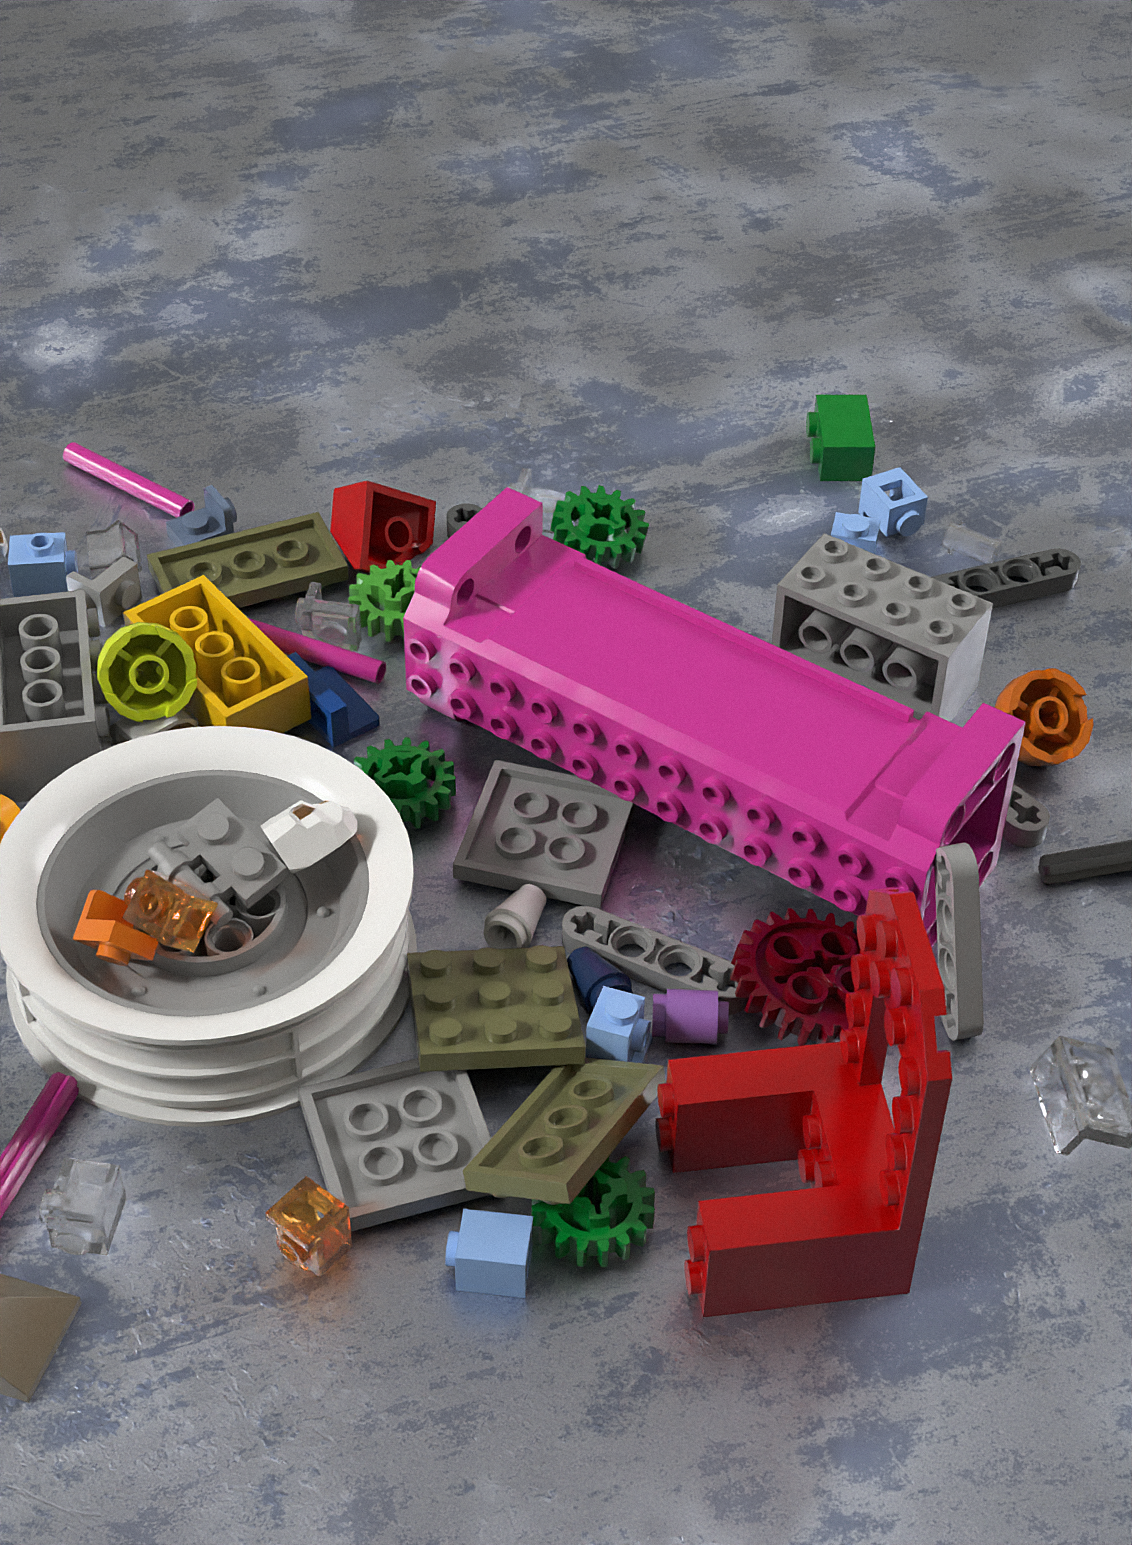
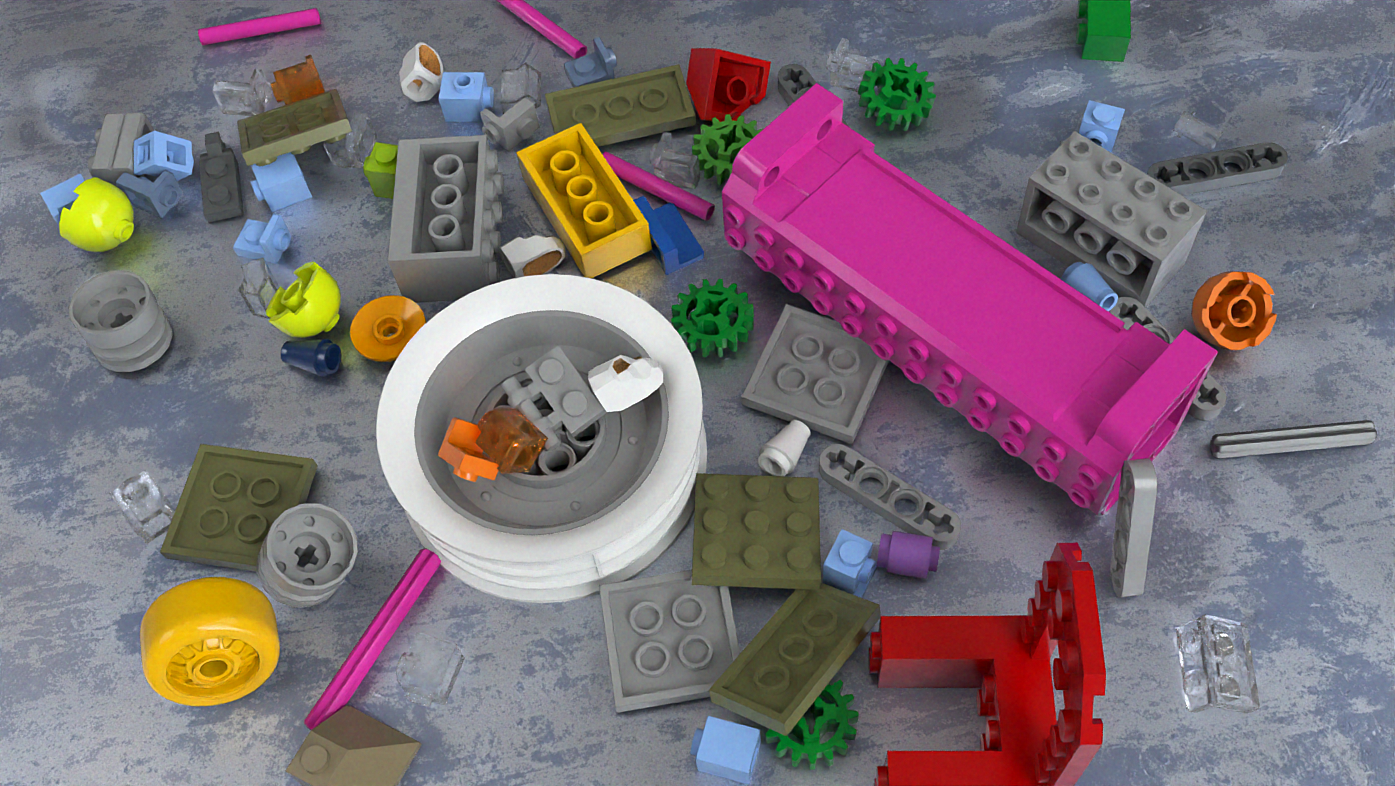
camera: 15 degrees right, 15 degrees up
(164, 673) = (524, 212): neon yellow cylinder -> none
(305, 1237) = (590, 714): clear orange brick -> none
(593, 972) = (840, 511): dark blue cone -> none
(797, 974) = (1010, 531): dark red gear -> none
(901, 511) = (1141, 95): light blue brick -> none

